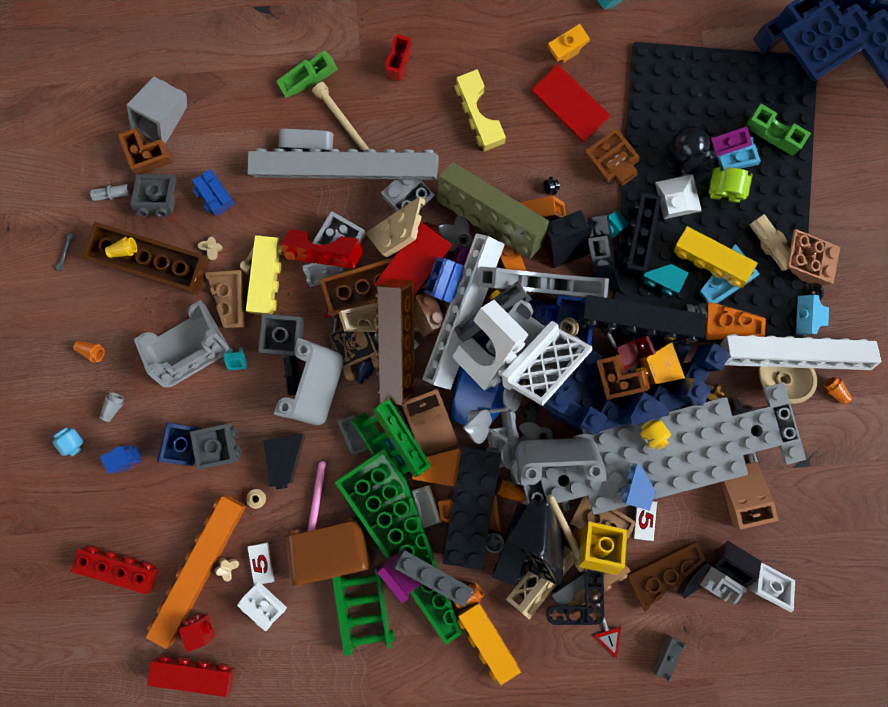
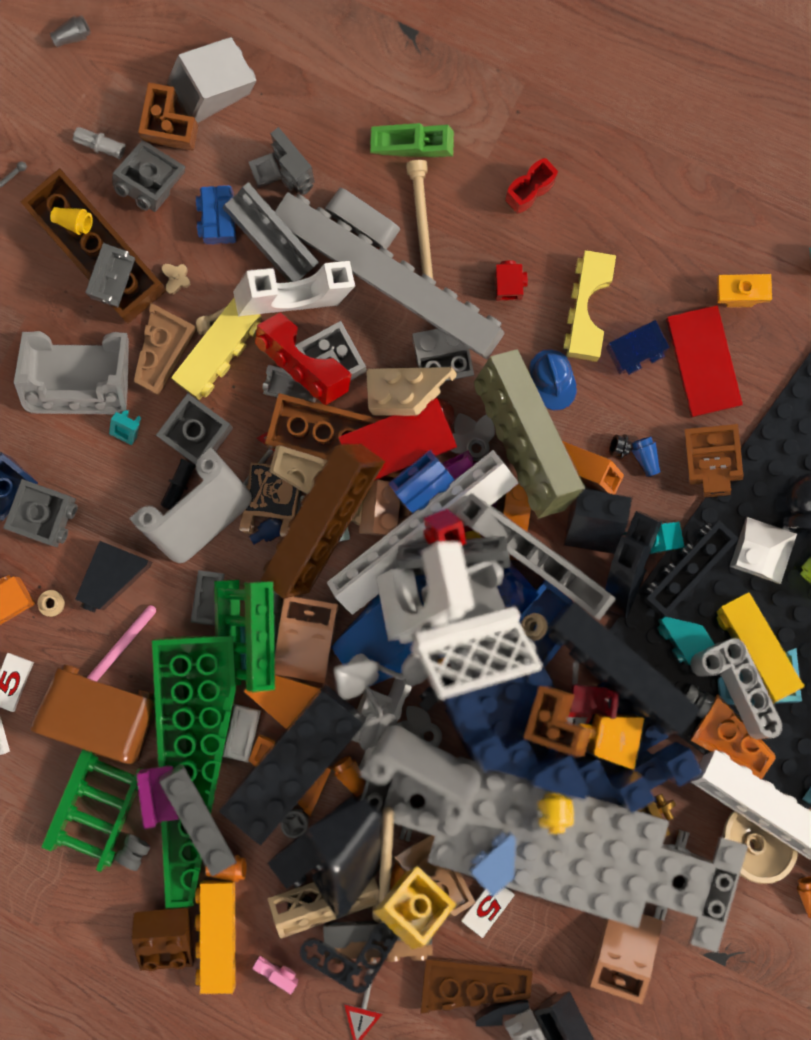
camera: 30 degrees right, 0 degrees up
(50, 133) = (71, 31): none -> flat silver cone
(167, 269) = (110, 275): none -> dark grey hinge
(226, 147) = (265, 170): none -> light grey tile
(244, 133) = (295, 169): none -> dark grey plate
(253, 184) = (270, 234): none -> dark grey fence
(271, 223) = (261, 294): none -> white arch
(403, 623) = (132, 852): none -> dark grey wheel
(421, 125) = (510, 281): none -> red brick
(455, 665) = (162, 939): none -> reddish brown slope
(475, 299) = (443, 528): none -> red brick
(485, 168) = (553, 379): none -> blue piece
(525, 118) = (637, 348): none -> clear blue brick
(546, 642) = (282, 977): none -> bright pink plate
(570, 181) = (647, 456): none -> blue cone
(725, 288) = (741, 691): none -> light grey beam

